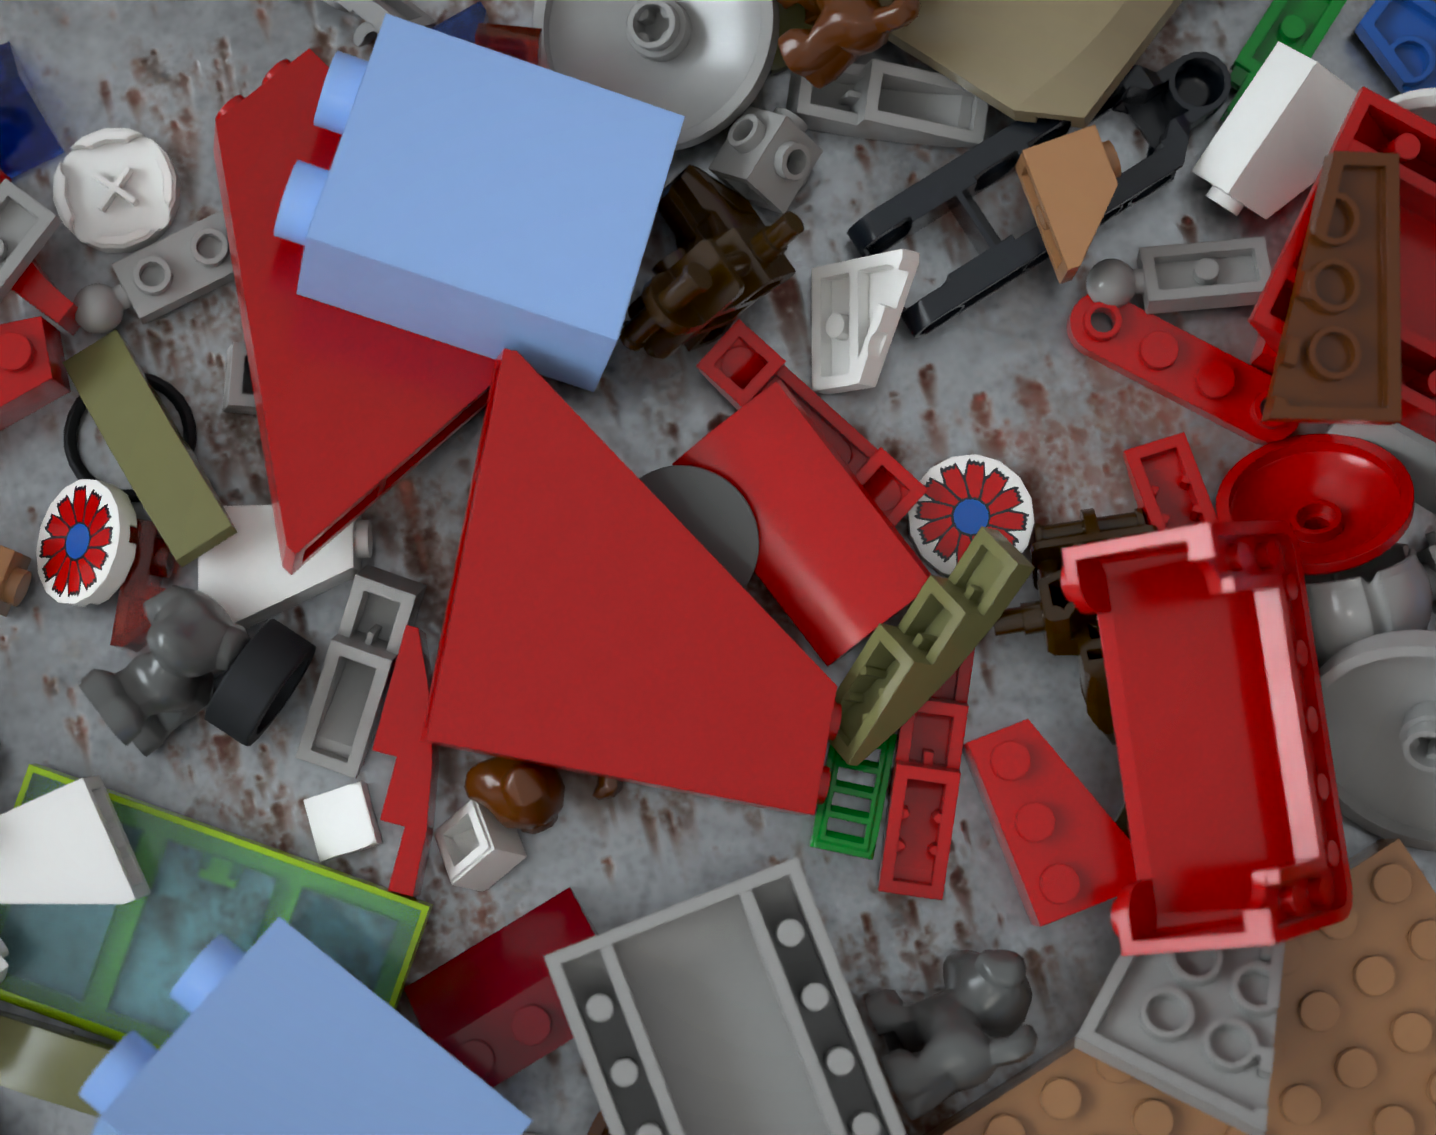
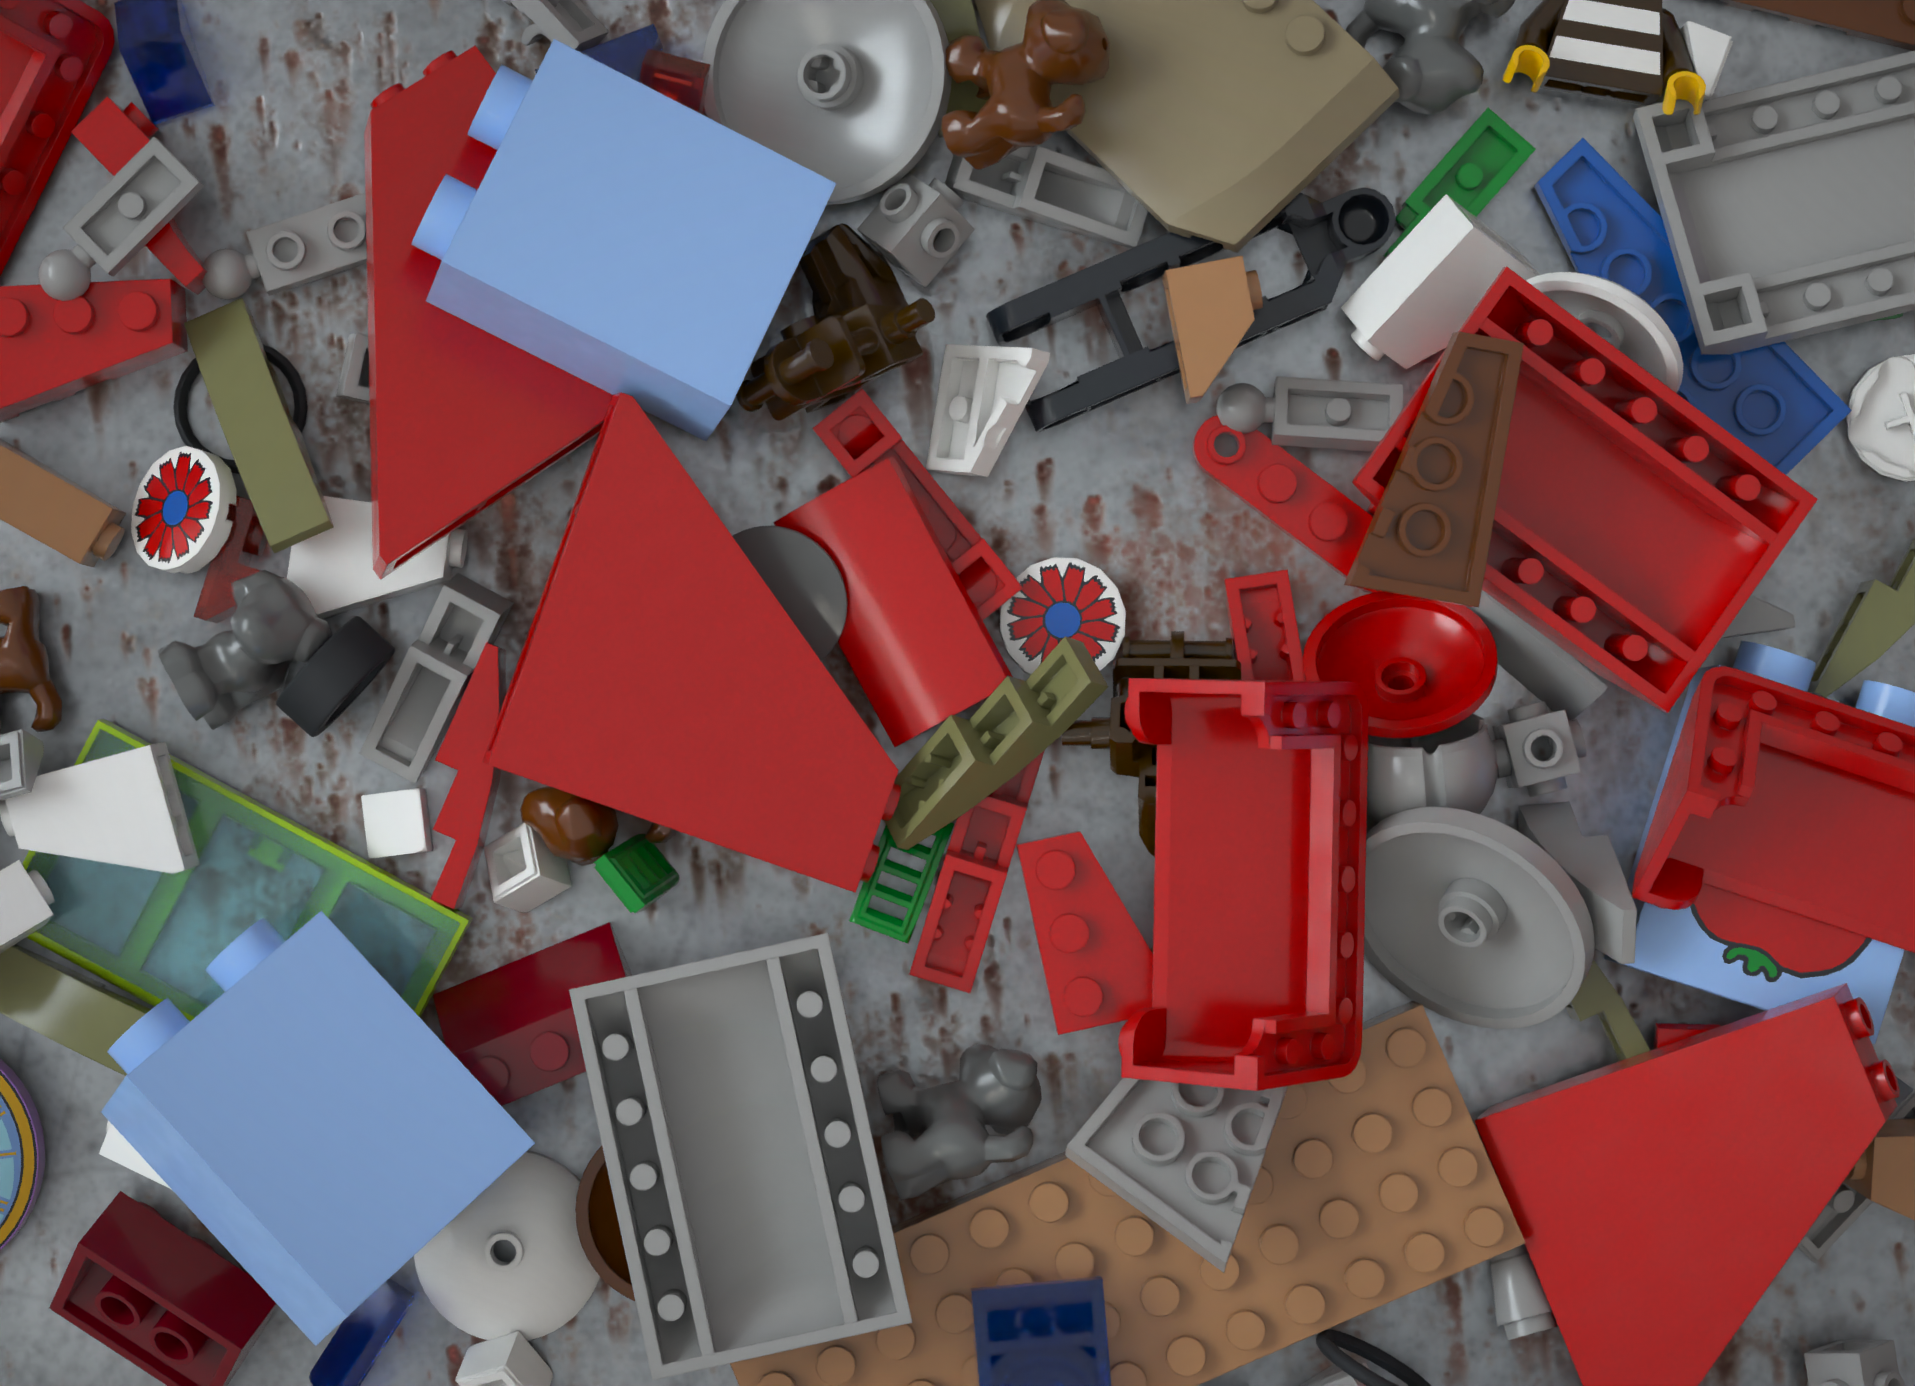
camera: 10 degrees right, 5 degrees up
(116, 190) = (261, 154): white tile -> none
(591, 831) = (637, 873): none -> green slope

